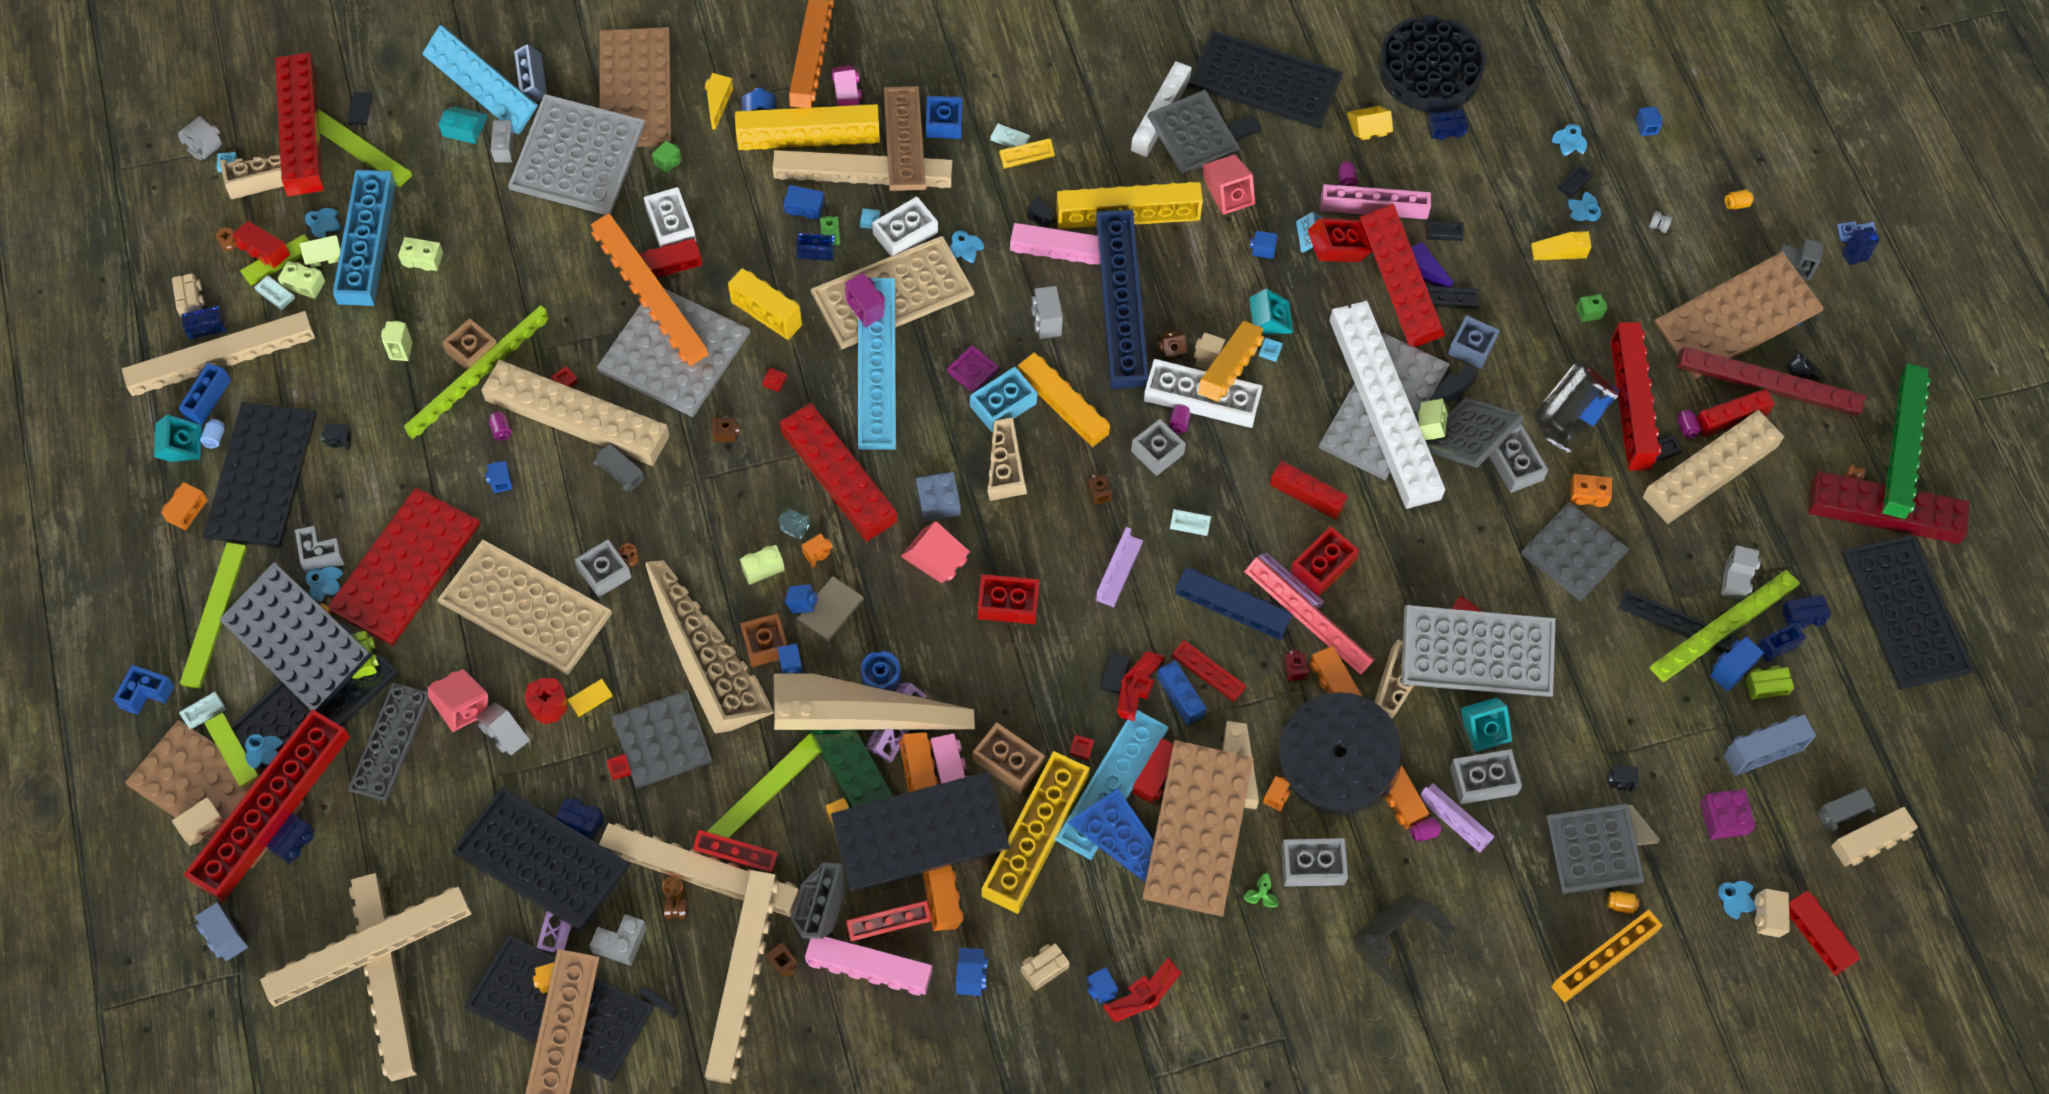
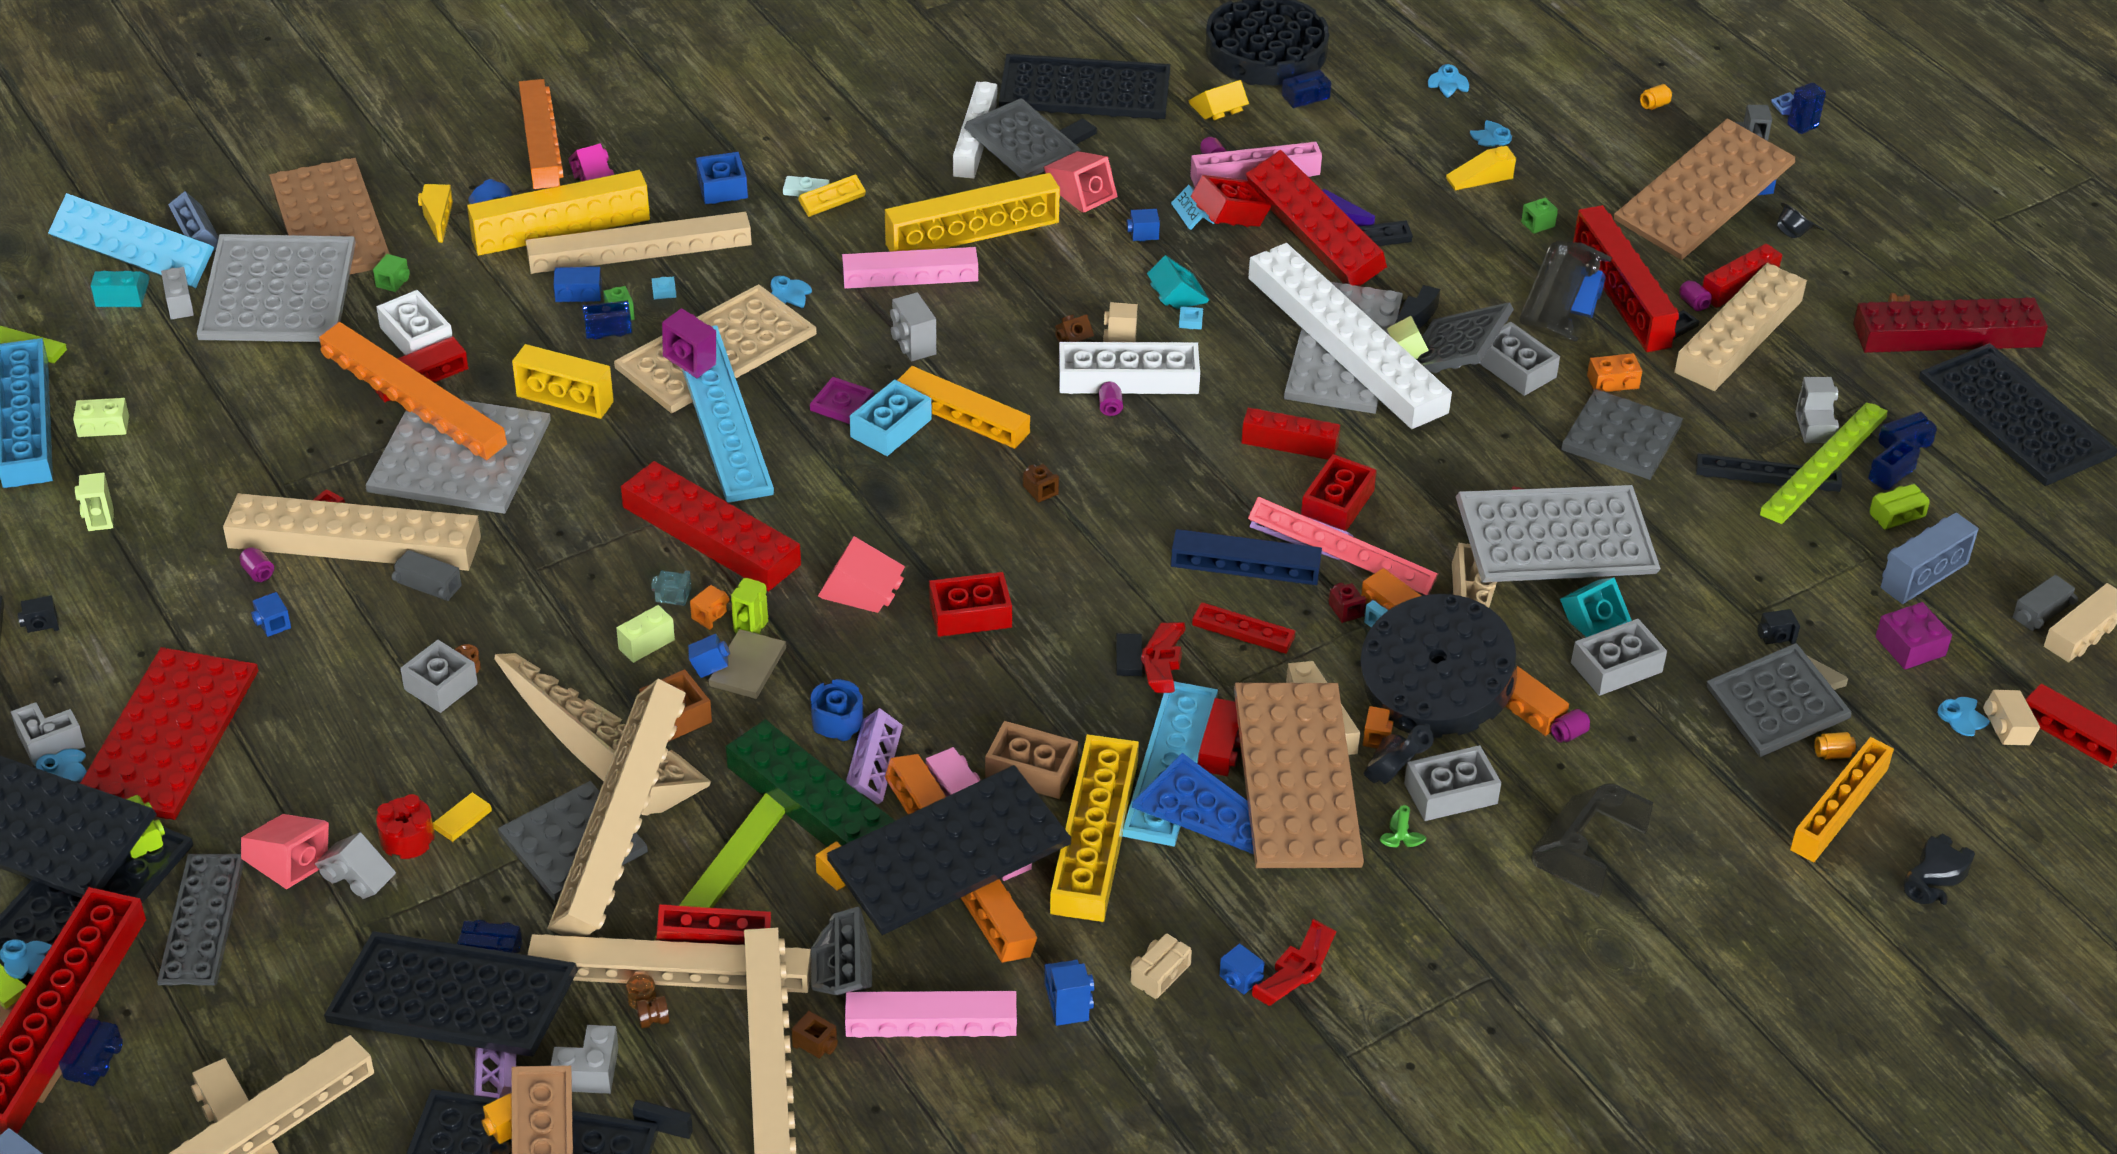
camera: 15 degrees left, 20 degrees down
(468, 344) = (195, 491): medium nougat brick -> none
(476, 372) = (207, 519): lime plate -> none
(525, 607) = (345, 739): tan plate -> none
(618, 767) = (525, 879): red plate -> none
(691, 739) = (618, 811): none -> tan brick
(725, 429) = (551, 513): reddish brown brick -> none
(774, 380) = (597, 457): red plate -> none
(790, 659) = (717, 719): blue brick -> none
(837, 704) = (789, 744): tan wedge -> none
(843, 562) = (749, 606): none -> lime brick
(888, 920) = (940, 958): red brick -> none
(904, 138) = (682, 202): medium nougat plate -> none
(905, 227) = (710, 282): white brick -> none
(938, 496) = (841, 520): sand blue brick -> none
(1006, 469) = (919, 477): tan wedge -> none
(1040, 212) = (869, 241): black brick -> none
(1081, 747) = (1118, 730): red plate -> none
(1119, 568) = (1094, 553): lavender fence -> none
(1121, 299) = (999, 297): dark blue brick -> none
(1158, 447) = (1095, 426): light grey brick -> none
(1181, 693) = (1219, 653): blue brick -> none
(1190, 522) = (1162, 492): light aqua plate -> none
(1231, 361) = (1151, 326): light orange brick -> none
(1280, 827) = (1396, 751): none -> black hips
(1314, 687) = (1373, 613): none -> medium azure plate
(1445, 231) = (1344, 181): black tile -> none
(1456, 817) = (1604, 709): lavender fence -> none
(1473, 342) = (1422, 265): sand blue brick -> none
(1575, 181) = (1469, 114): black tile -> none
(1648, 121) = (1527, 49): blue brick -> none
(1658, 1036) = (1938, 867): none -> black hips
(1664, 224) = (1585, 129): light grey wheel -> none
(1733, 665) = (1853, 491): blue brick -> none
(1773, 381) = (1785, 237): dark red brick -> none
(1906, 442) = (1941, 259): green brick -> none

